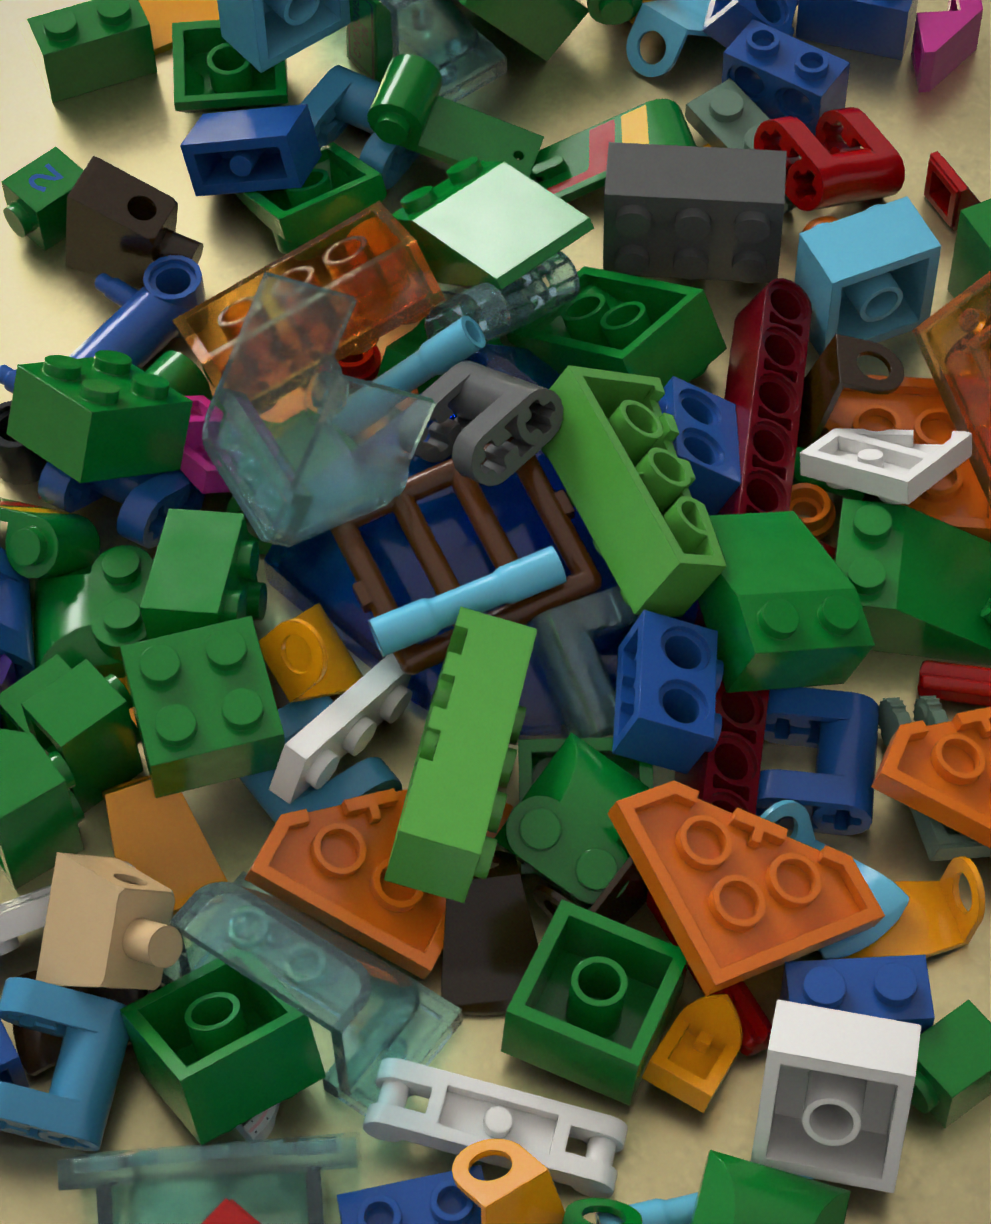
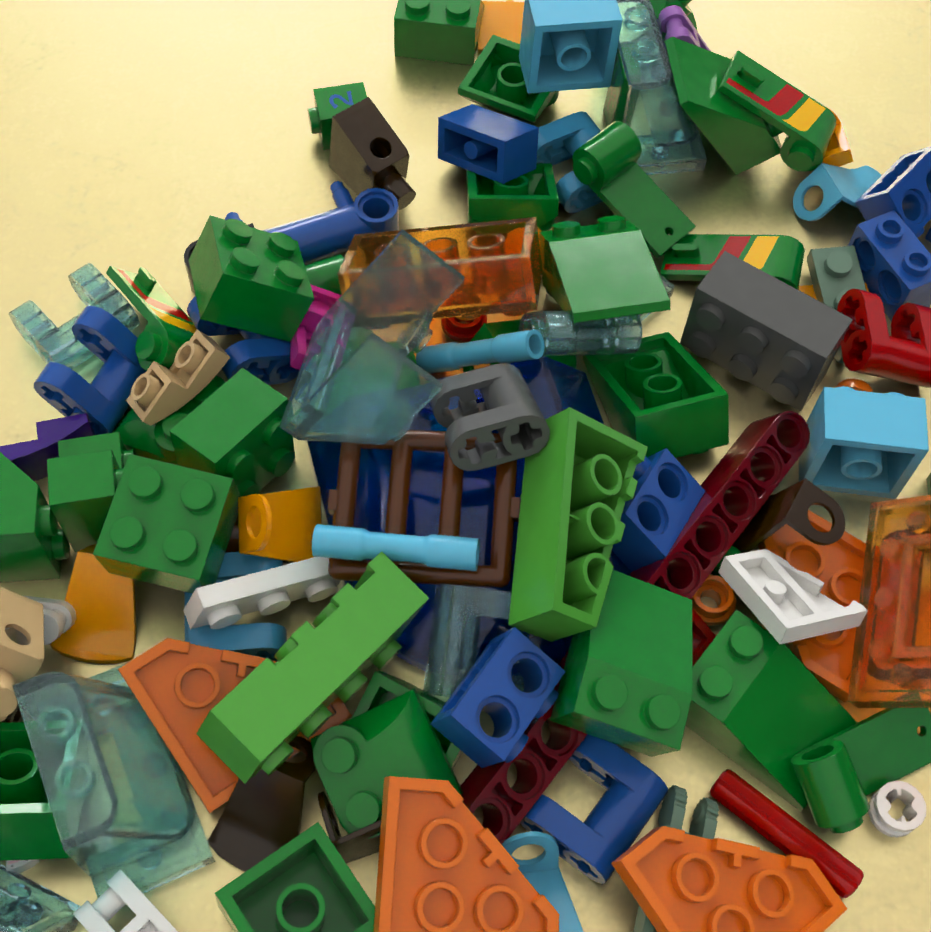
camera: 25 degrees right, 5 degrees up
(98, 548) = (166, 390): none -> tan slope

